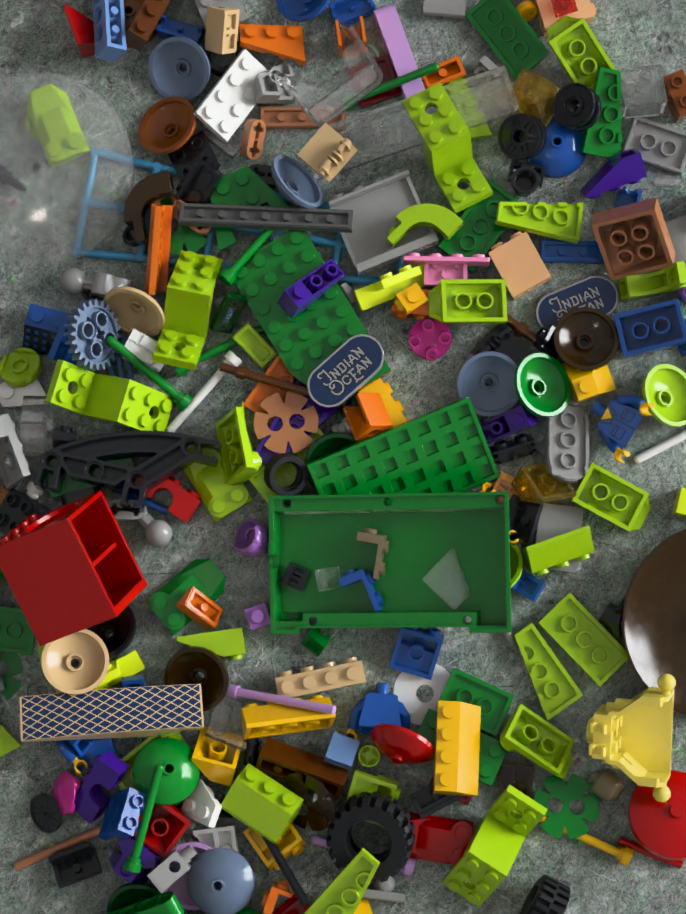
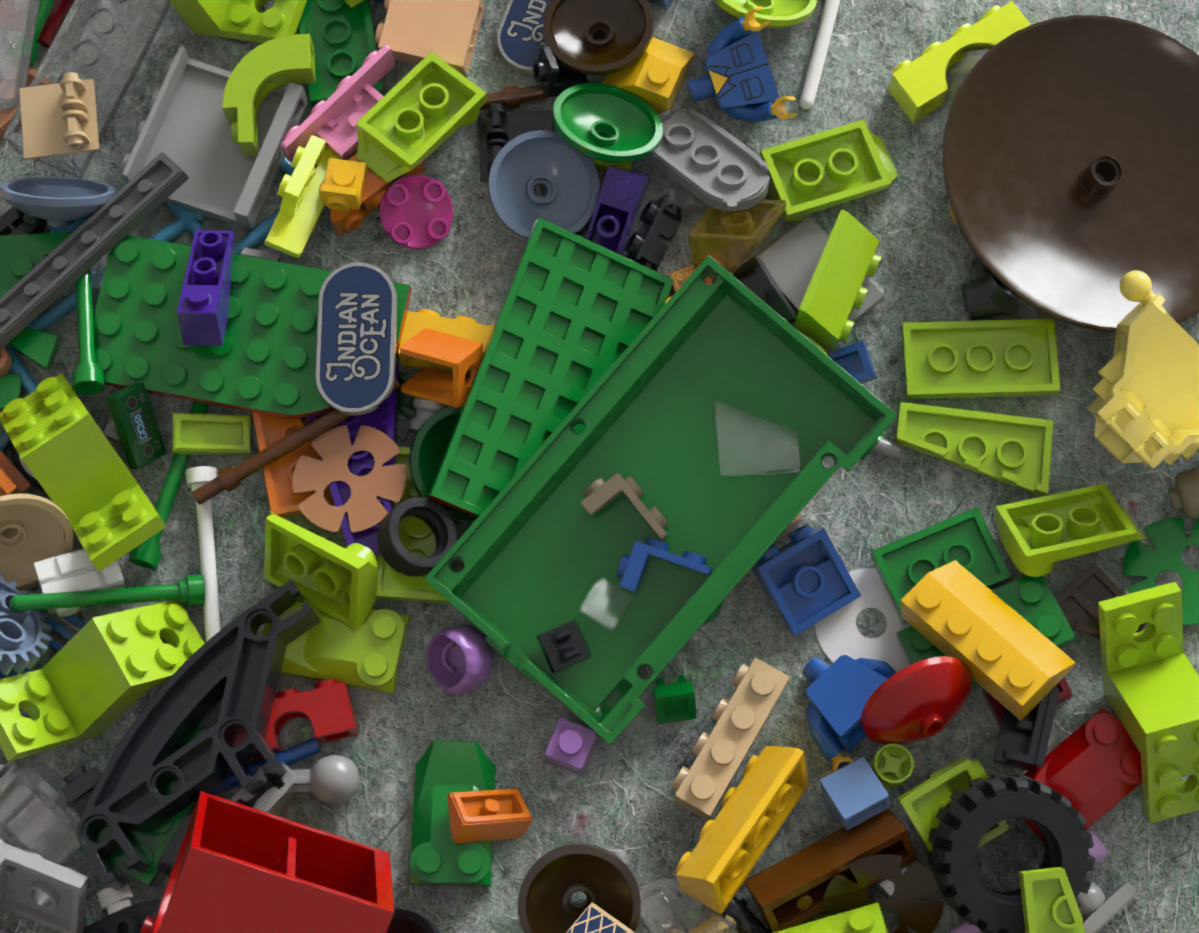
camera: 45 degrees left, 10 degrees down
(222, 642) = (565, 821): lime slope -> none
(236, 691) = (645, 868): lavender bar -> none

